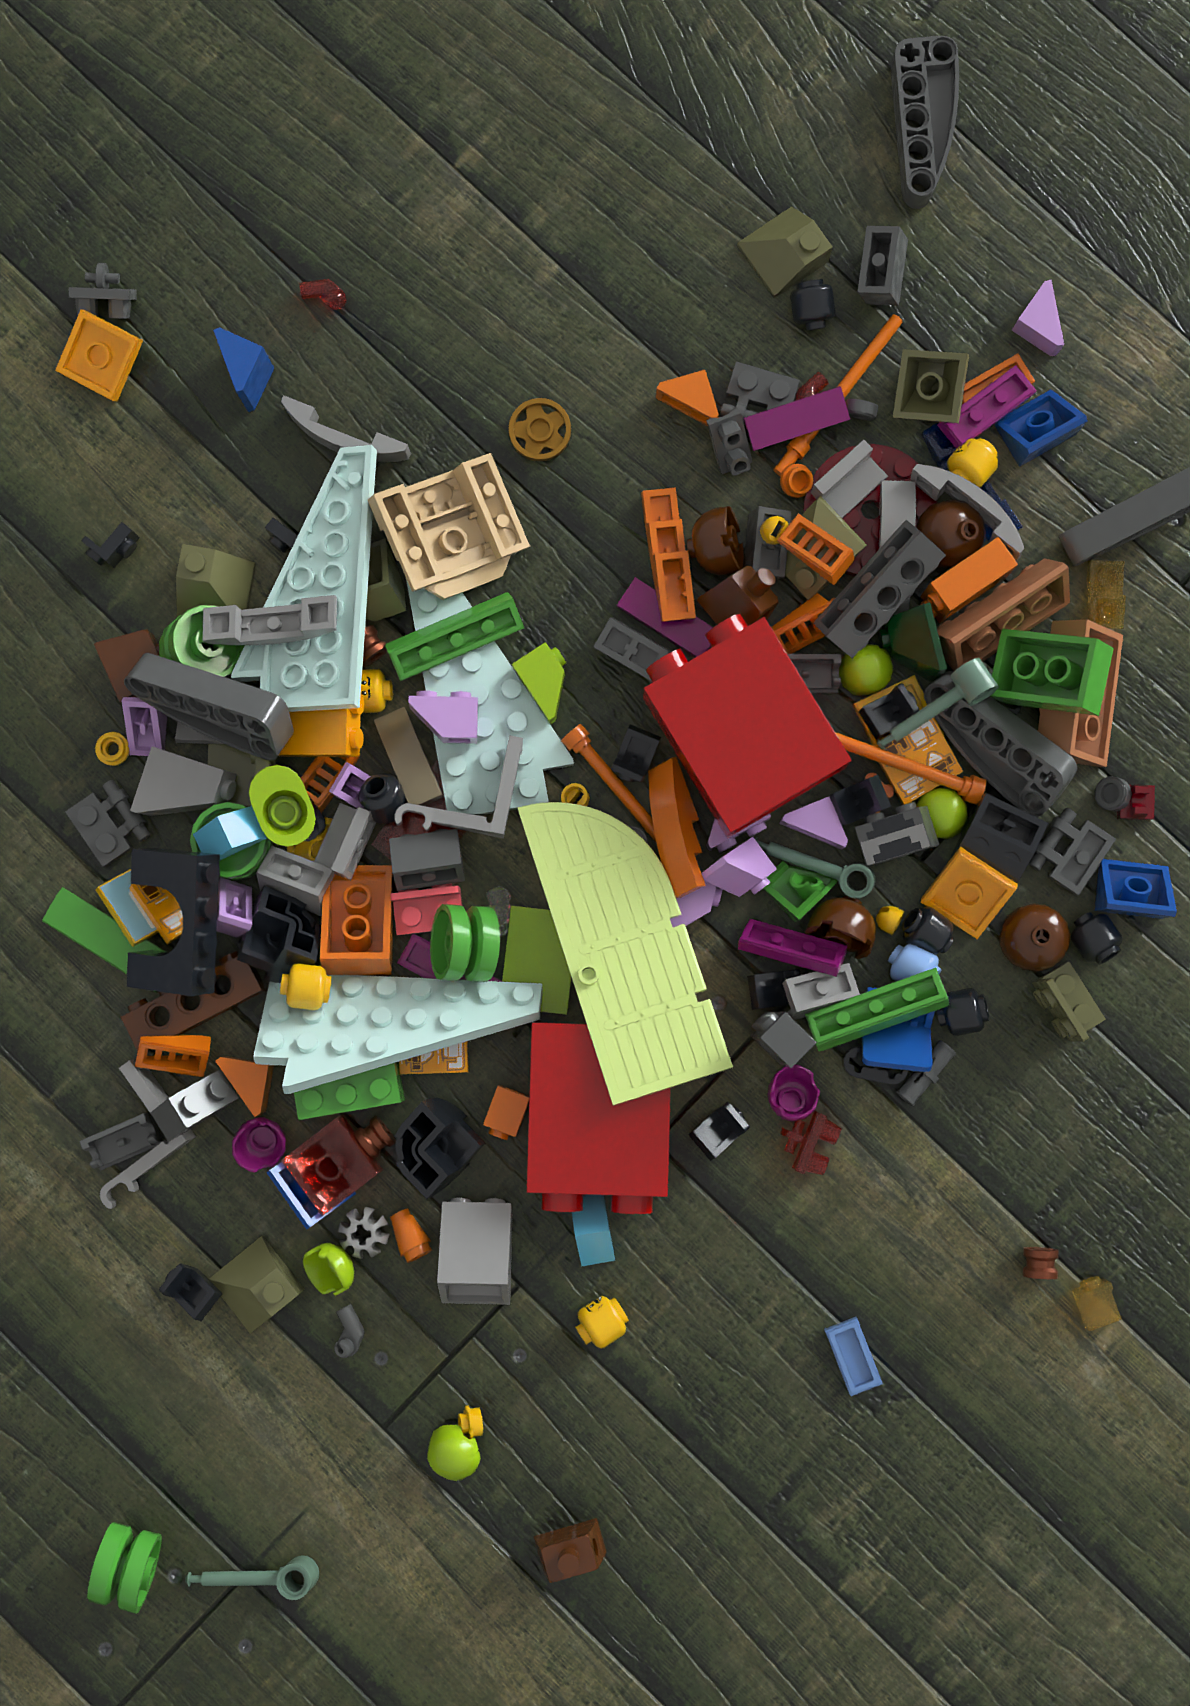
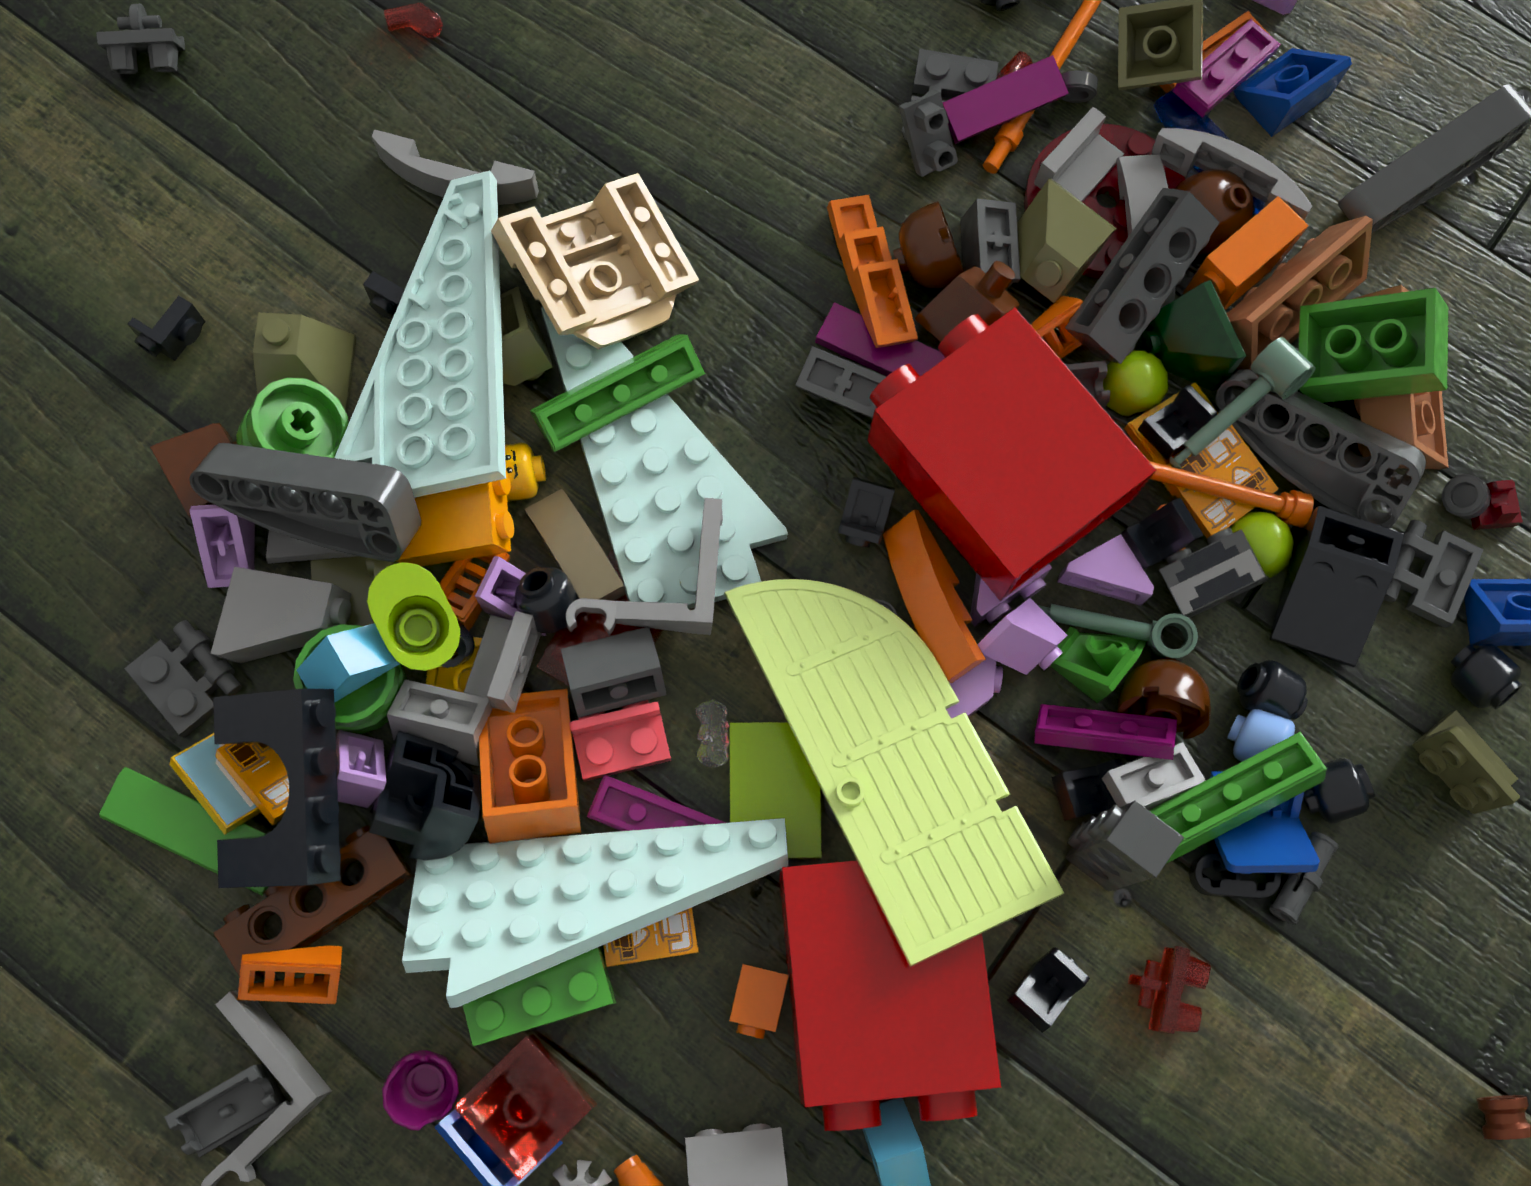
camera: 20 degrees left, 10 degrees down
(99, 355) = (140, 111): light orange tile -> none
(103, 745) = (175, 573): yellow plate -> none
(194, 1105) = (324, 1044): dark grey brick -> none
(247, 366) = (326, 97): blue slope -> none
(249, 1080) = (401, 1001): orange slope -> none
(270, 624) = (379, 392): light grey slope -> none
(306, 986) = (467, 857): yellow head -> none
(373, 646) = (516, 418): copper wheel -> none
(374, 1137) = (581, 1058): copper wheel -> none
(435, 1145) = (666, 1059): black brick -> none
(449, 718) = (620, 487): lavender slope -> none
(464, 943) = (677, 773): bright green wheel -> none
(539, 429) = (694, 147): pearl gold wheel -> none
(543, 678) = (735, 429): lime slope -> none
(572, 792) = (791, 568): yellow hinge -> none
(580, 743) = (791, 506): orange piece -> none
(689, 395) = (870, 90): orange slope -> none
(768, 527) = (994, 218): yellow hinge -> none
(793, 1093) = (1137, 925): magenta hair -> none
(796, 480) = (1013, 173): orange plate -> none
(809, 557) = (1066, 252): orange slope -> none
(889, 918) = (1220, 682): yellow hinge -> none
(969, 892) = (1317, 636): light orange tile -> none
(974, 461) = (1227, 119): yellow head -> none
(1020, 941) = (1406, 685): reddish brown cylinder -> none
(1105, 593) = (1402, 258): clear yellow slope -> none

